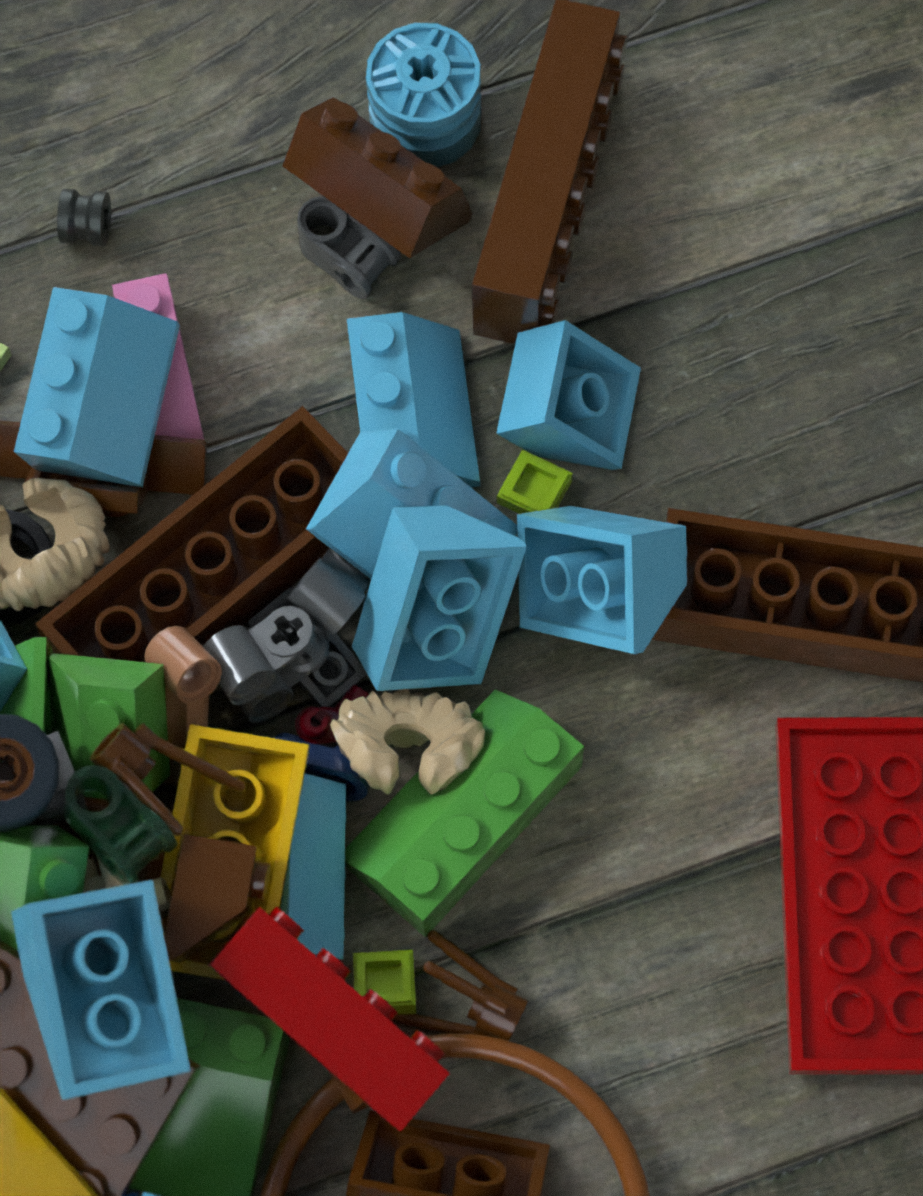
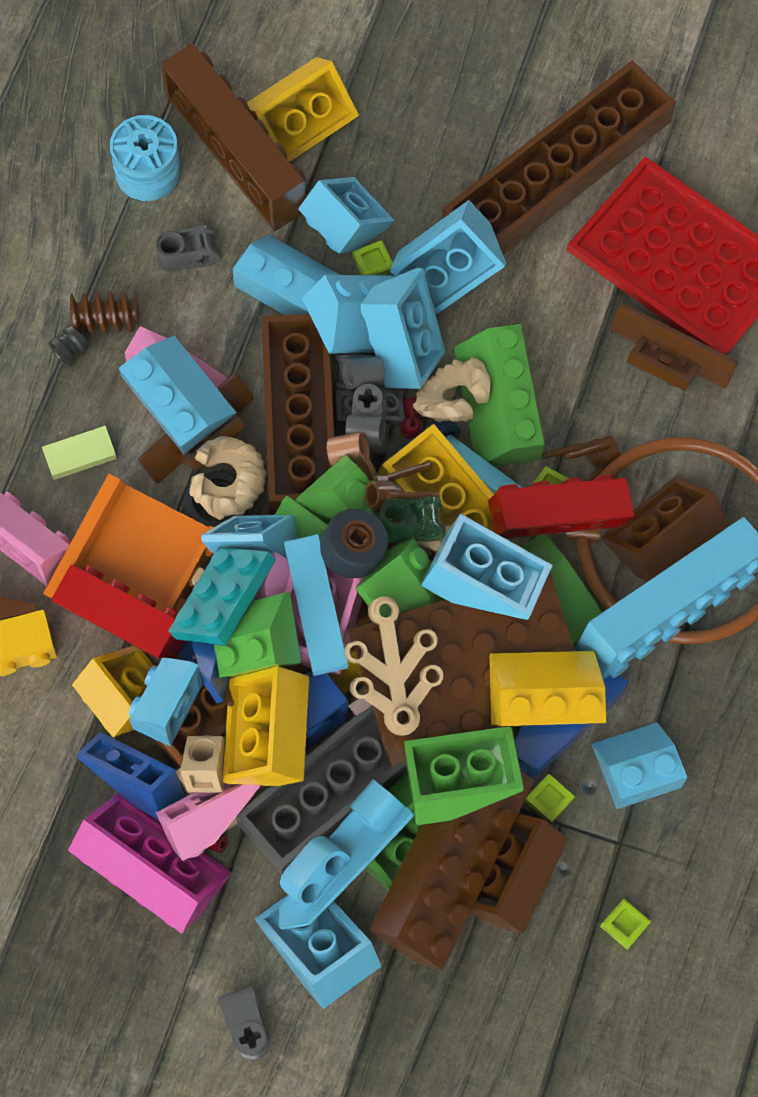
camera: 55 degrees left, 0 degrees up
(163, 221) = (104, 312): none -> reddish brown piece
(212, 892) = (470, 498): reddish brown slope -> none
(375, 178) = (172, 206): reddish brown slope -> none
(671, 225) = (304, 107): none -> yellow slope
(728, 989) = (669, 352): none -> reddish brown bracket

